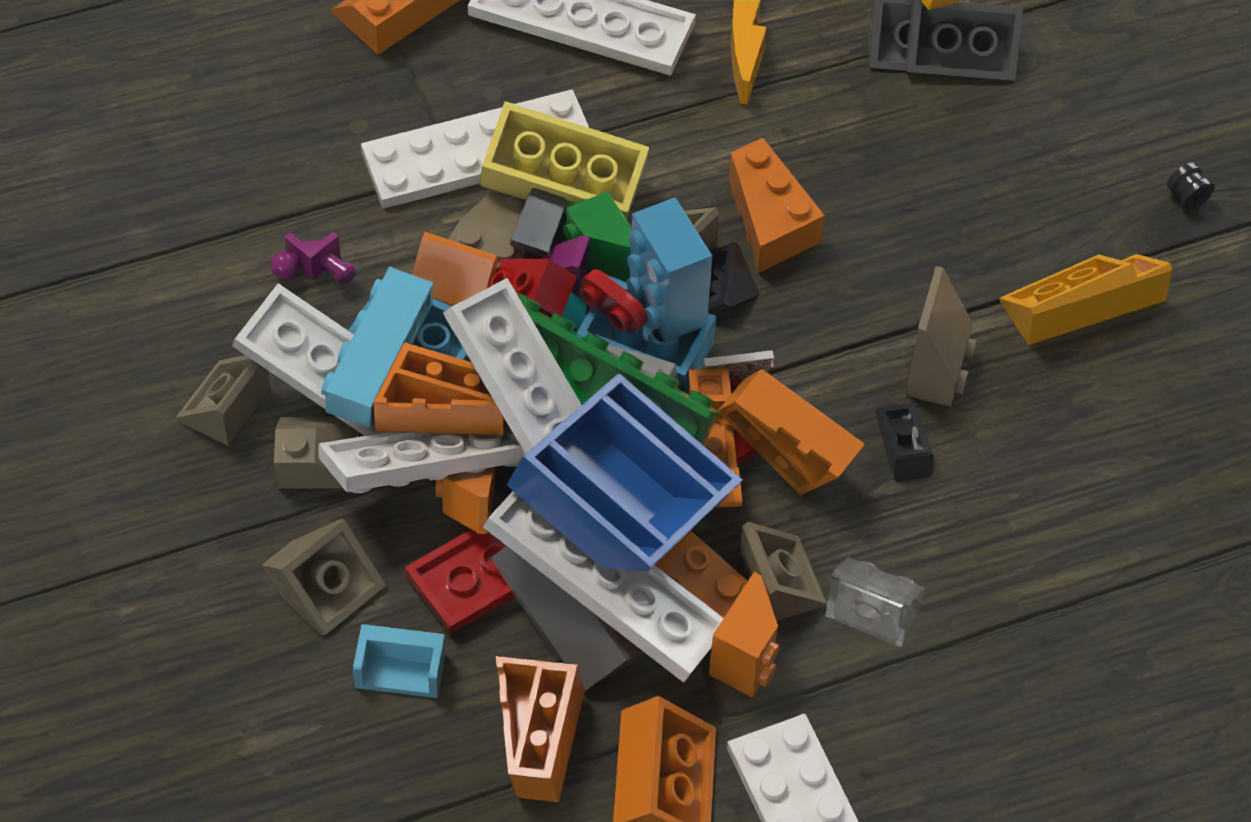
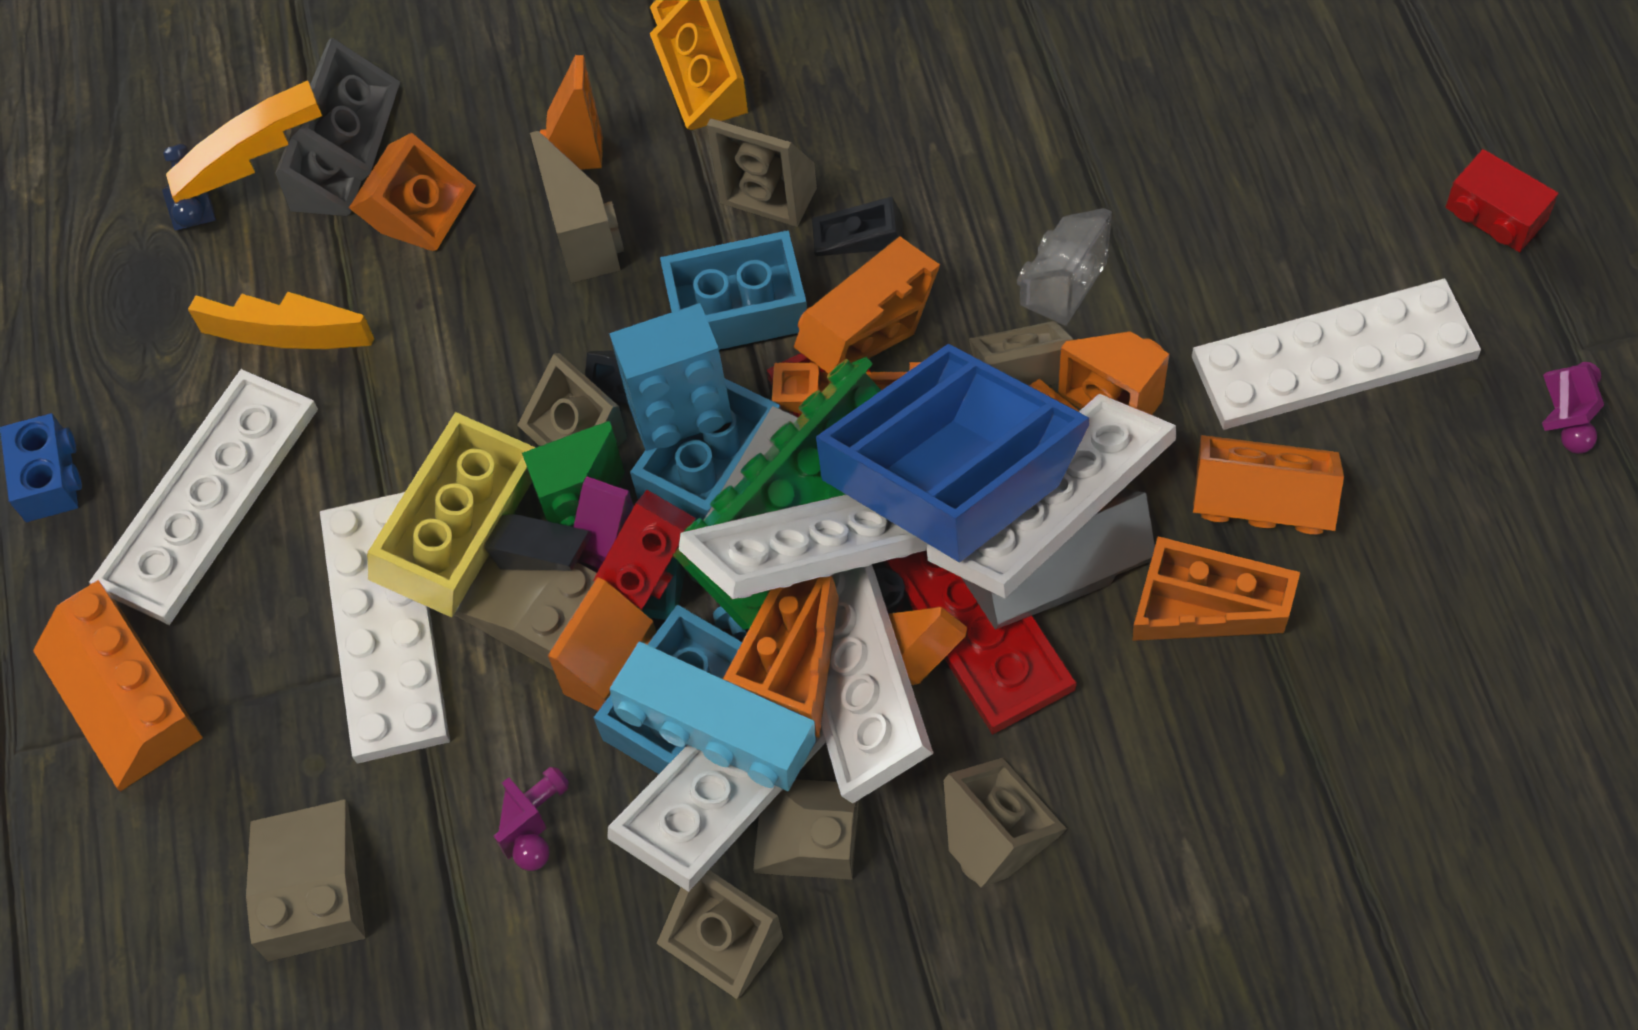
camera: 75 degrees left, 5 degrees up
(259, 128) = (303, 882): none -> dark tan slope
(399, 661) = (1115, 740): medium azure panel -> none
(613, 301) = (680, 459): red plate -> none
(742, 364) = (762, 358): white piece -> none
(773, 206) = (535, 316): orange wedge -> none
(809, 339) = (744, 287): none -> dark azure brick
(874, 209) = (581, 219): none -> dark tan slope
(886, 103) = (412, 194): none -> orange slope
(968, 200) = (574, 120): none -> orange slope

